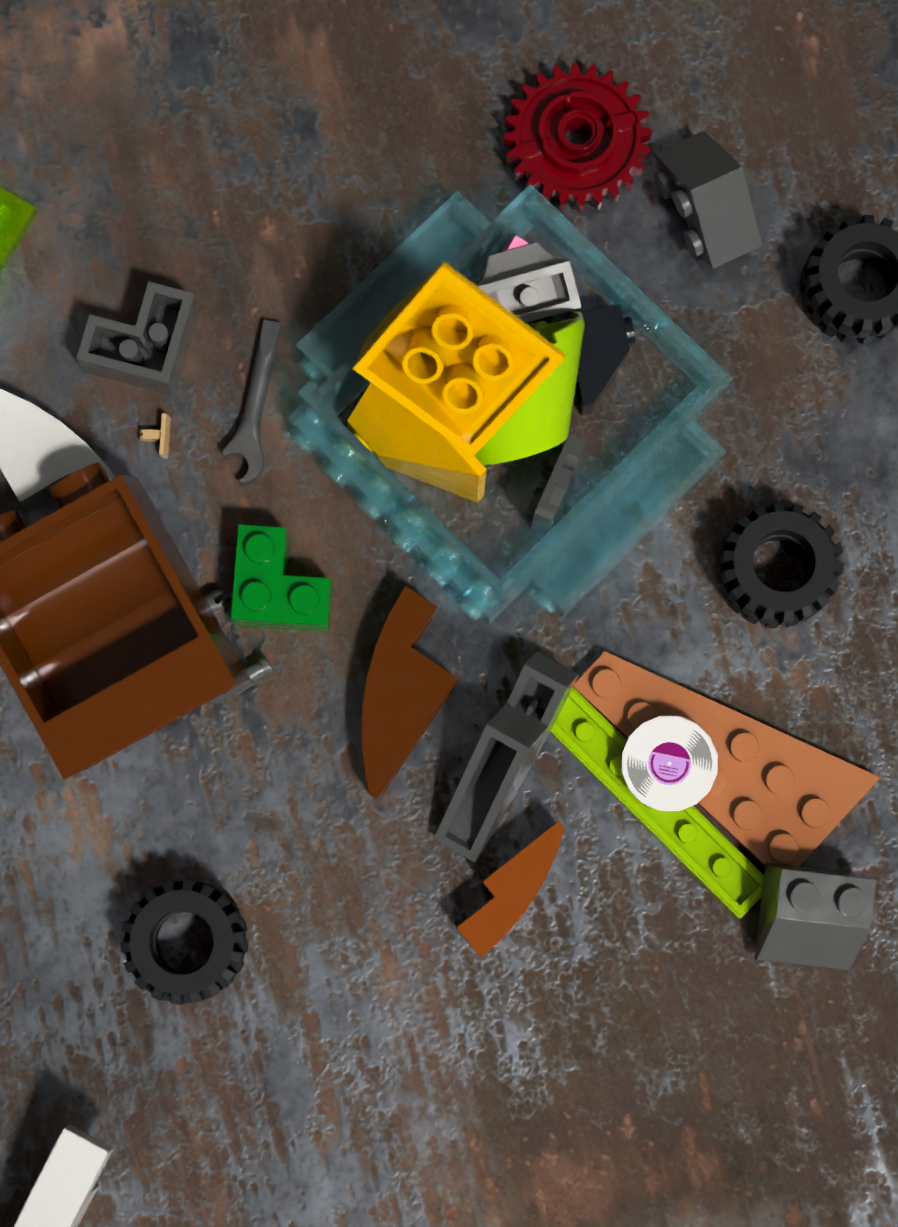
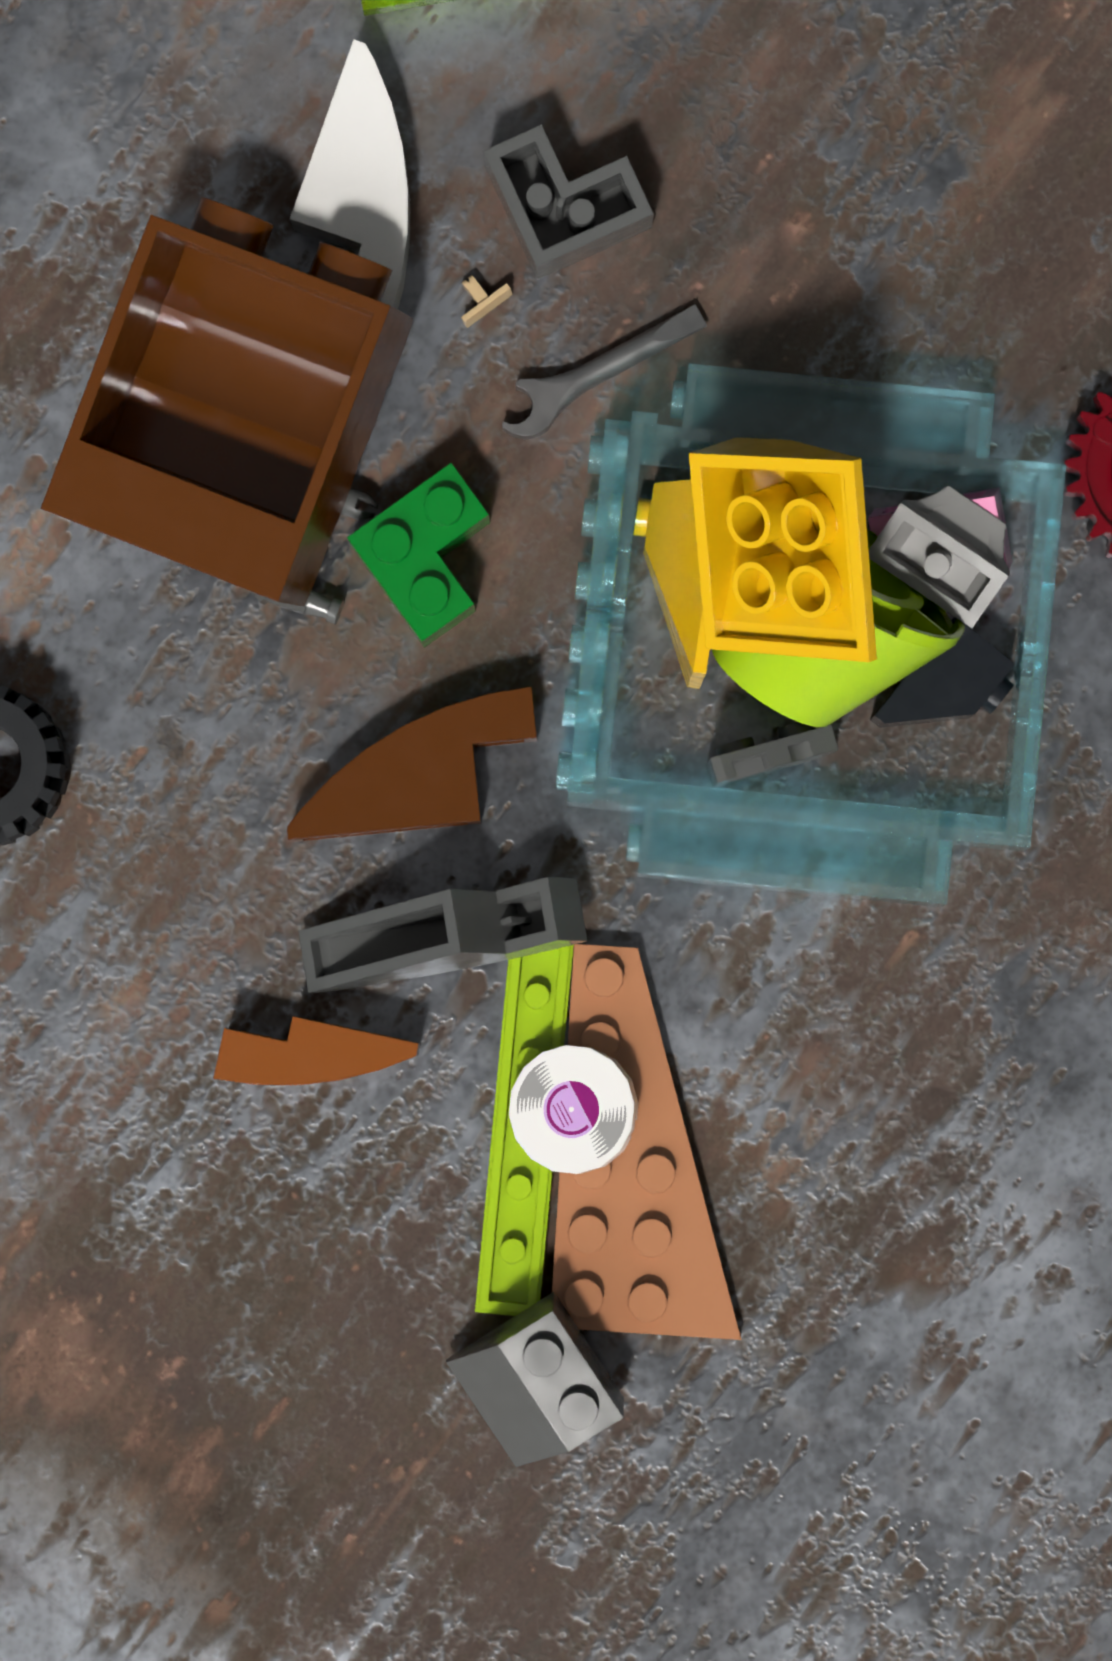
camera: 55 degrees right, 5 degrees up
(809, 540) = (932, 1056): black tyre -> none

